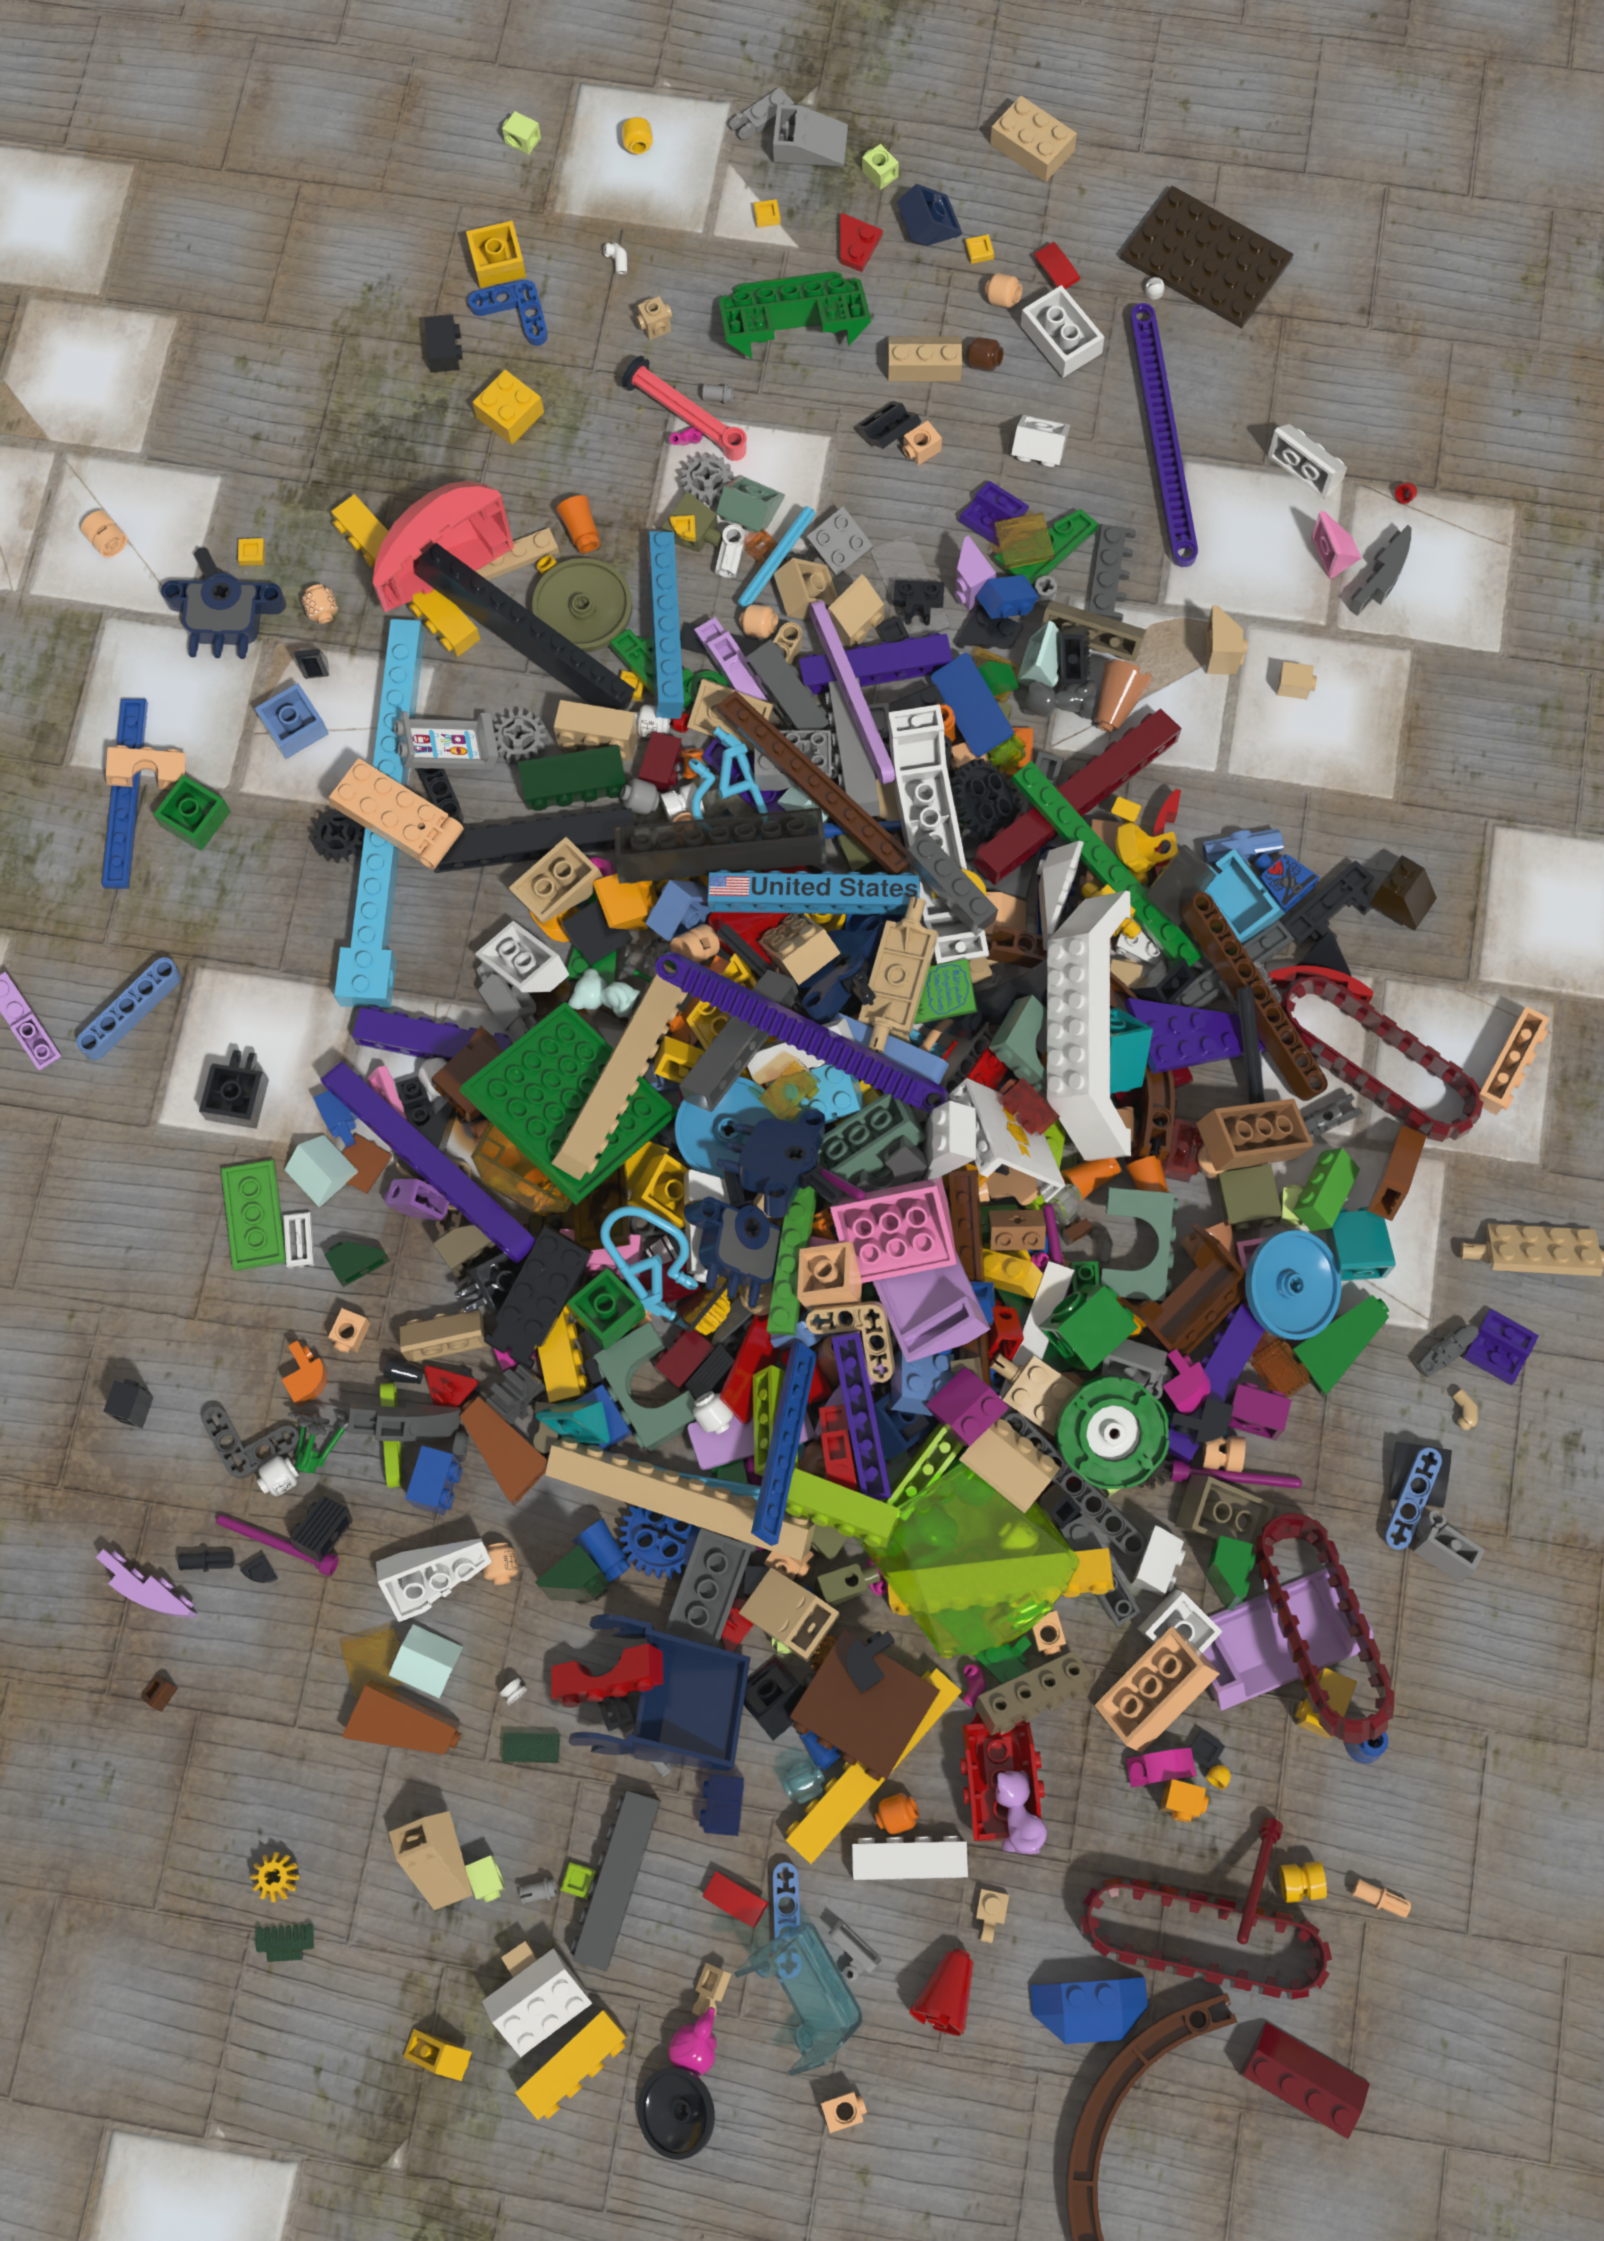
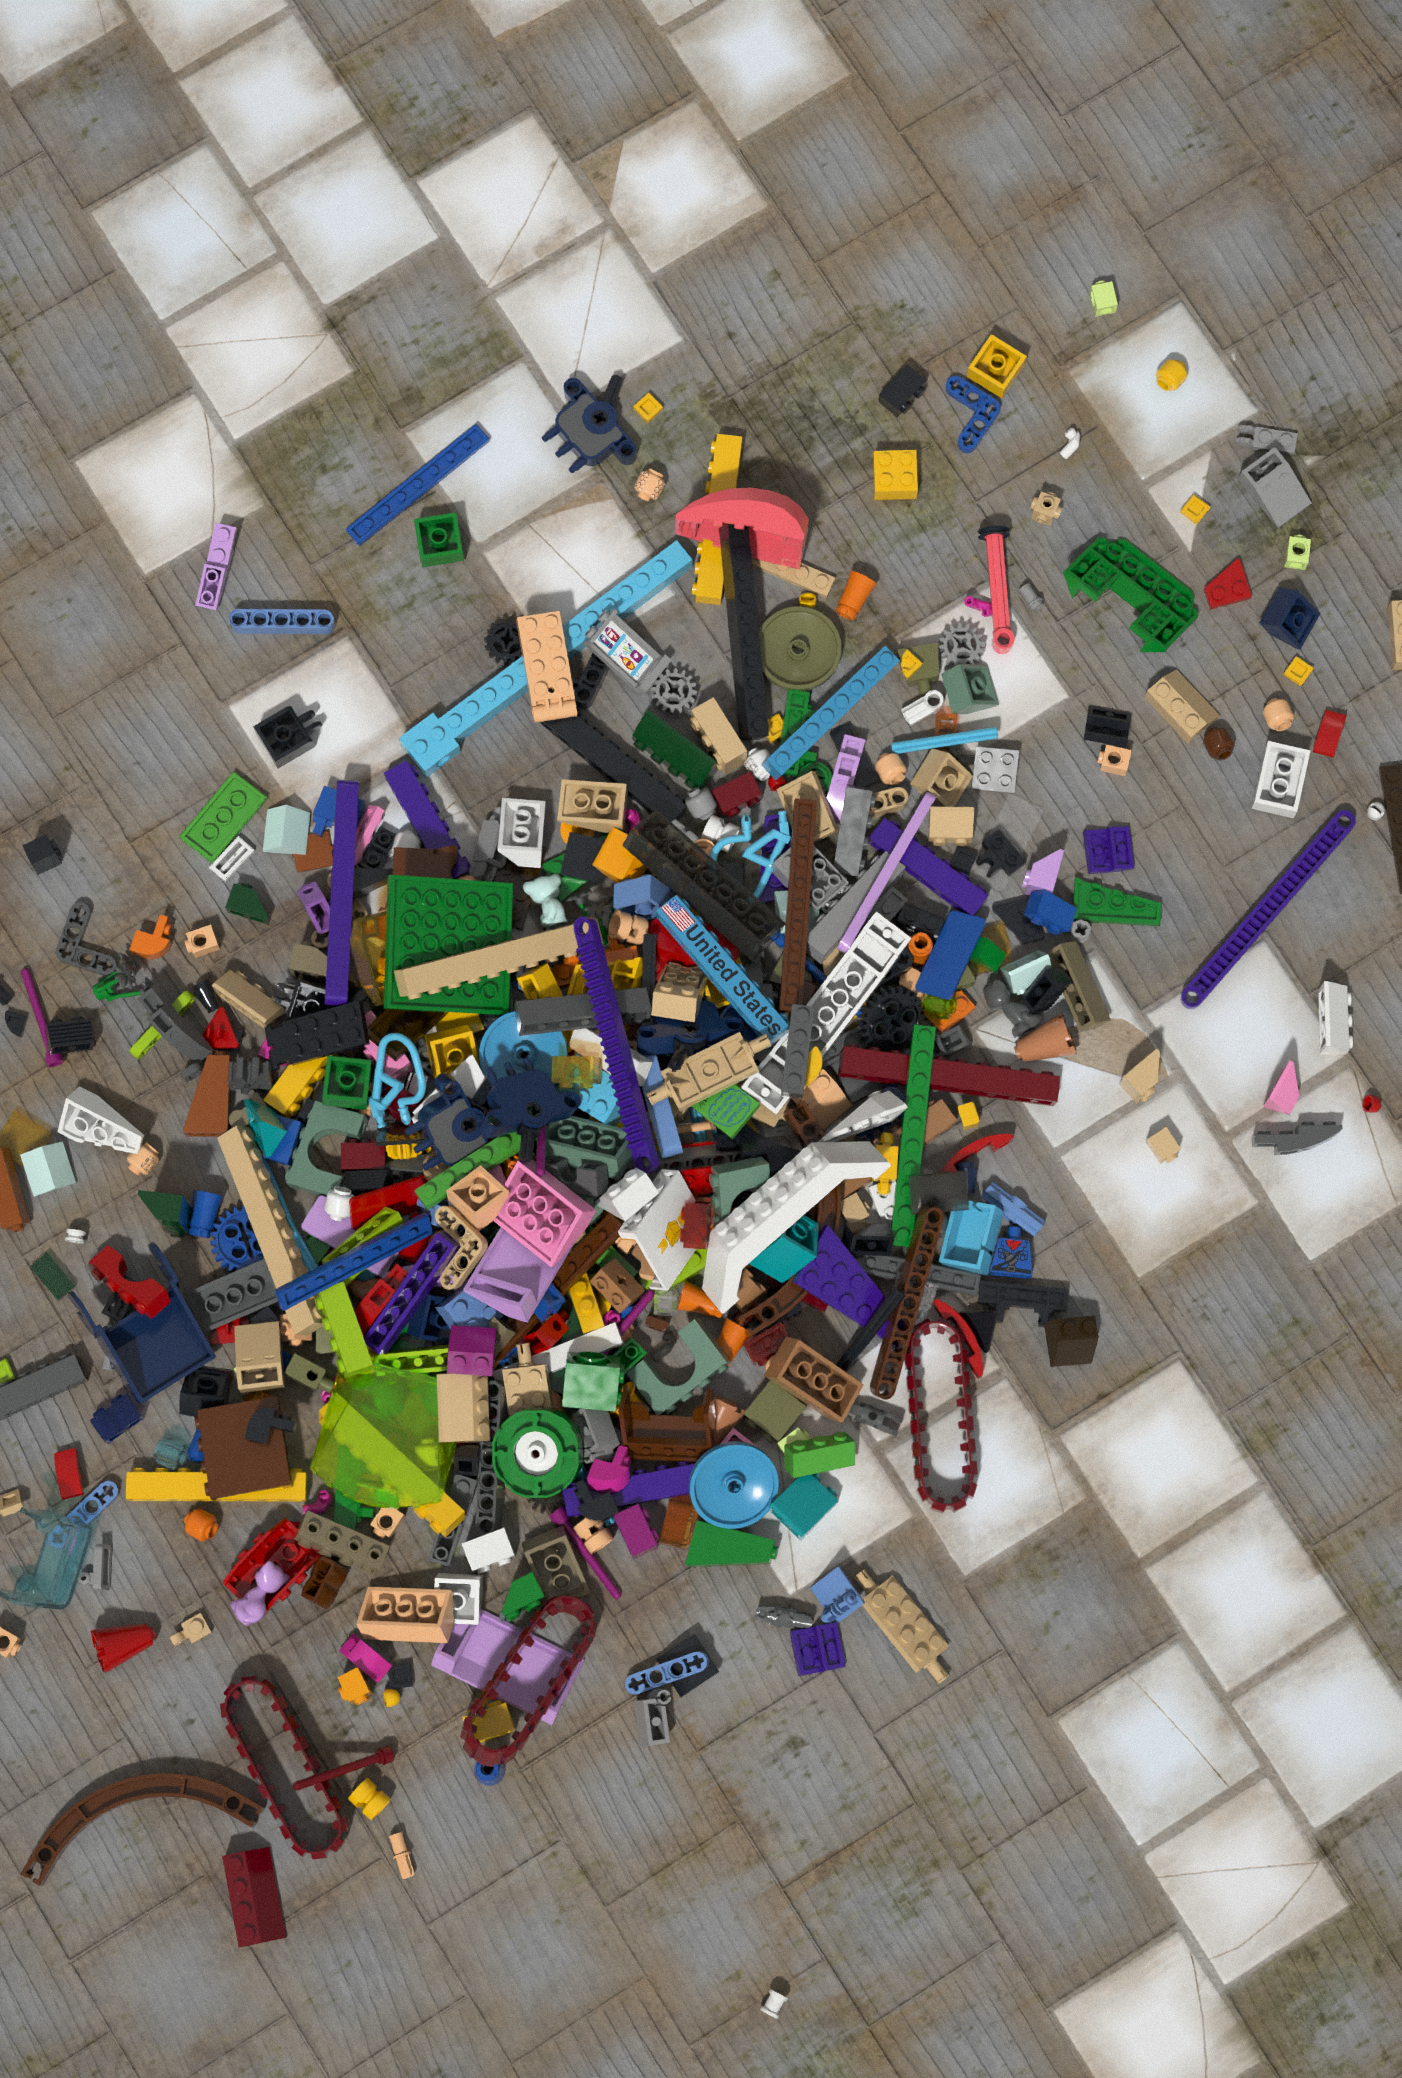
camera: 45 degrees right, 5 degrees up
(104, 534) = (573, 307): light nougat wheel -> none
(125, 763) = (432, 468): light nougat arch -> none
(277, 1476) = (79, 981): white head -> none
(291, 721) = (554, 542): medium blue brick -> none
(312, 663) = (605, 519): black slope -> none
(434, 1480) = (155, 1076): blue brick -> none
(688, 754) = (756, 812): orange bush -> none
(909, 1860) = (183, 1559): white brick -> none
(1024, 540) = (1102, 887): clear yellow tile -> none
(1040, 440) = (1189, 833): white slope -> none
(1055, 1738) = (324, 1582): none -> reddish brown brick
(1090, 2008) = (187, 1736): blue wedge -> none
(1108, 571) = (1133, 960): dark grey hinge -> none
(1138, 852) = (942, 1146): yellow piece -> none
(1397, 1173) = (871, 1489): dark orange slope -> none
(1468, 1286) = (836, 1596): none -> medium blue hinge
(1469, 1411) = (756, 1663): tan arm -> none
(1511, 1060) = (1015, 1500): light nougat brick -> none

